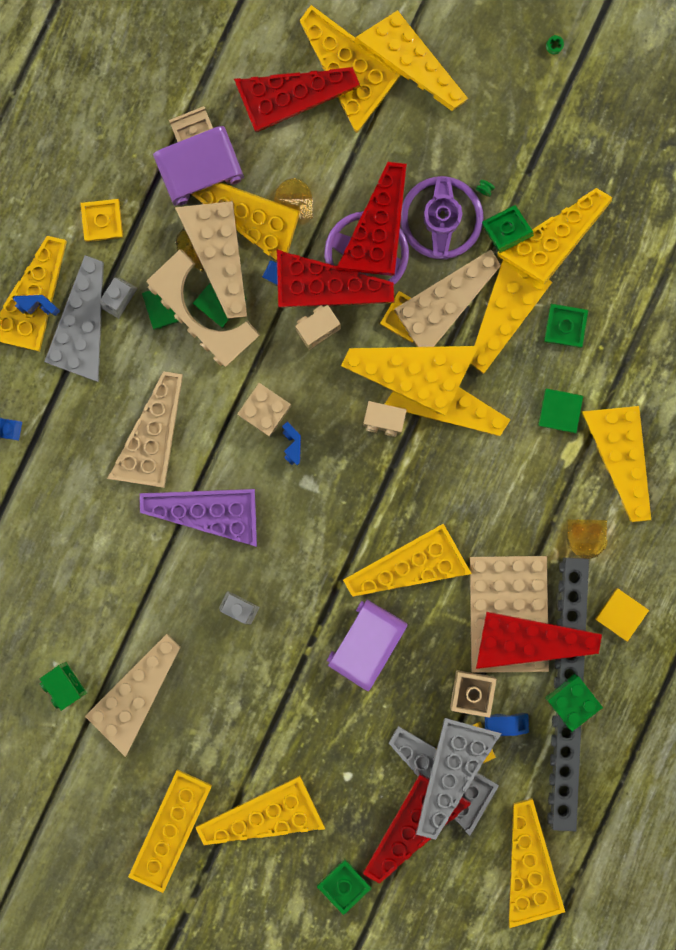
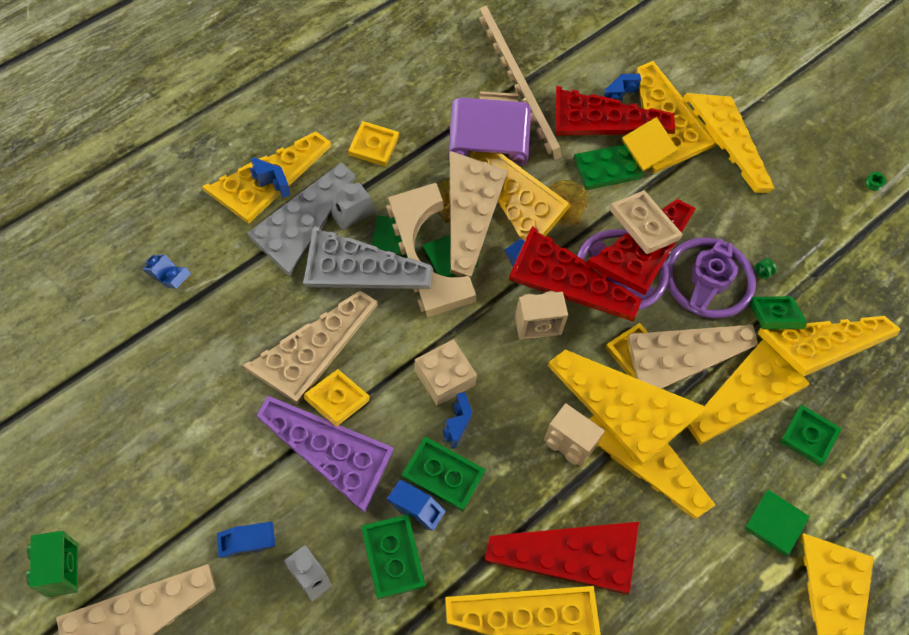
camera: 20 degrees right, 25 degrees down
(147, 352) = (354, 264): none -> light grey wing
(183, 606) = (246, 539): none -> blue slope
(192, 84) = (521, 87): none -> tan plate
(192, 469) = (336, 397): none -> yellow tile
(290, 60) = (624, 83): none -> blue slope
(291, 524) = (416, 503): none -> blue slope
(292, 568) = (393, 557): none -> green plate
(300, 490) = (443, 474): none -> green plate
(314, 144) = (606, 167): none -> green plate
(343, 111) = (649, 144): none -> yellow tile
(369, 206) = (645, 222): none -> tan plate
(426, 503) = (583, 555): none -> red wing

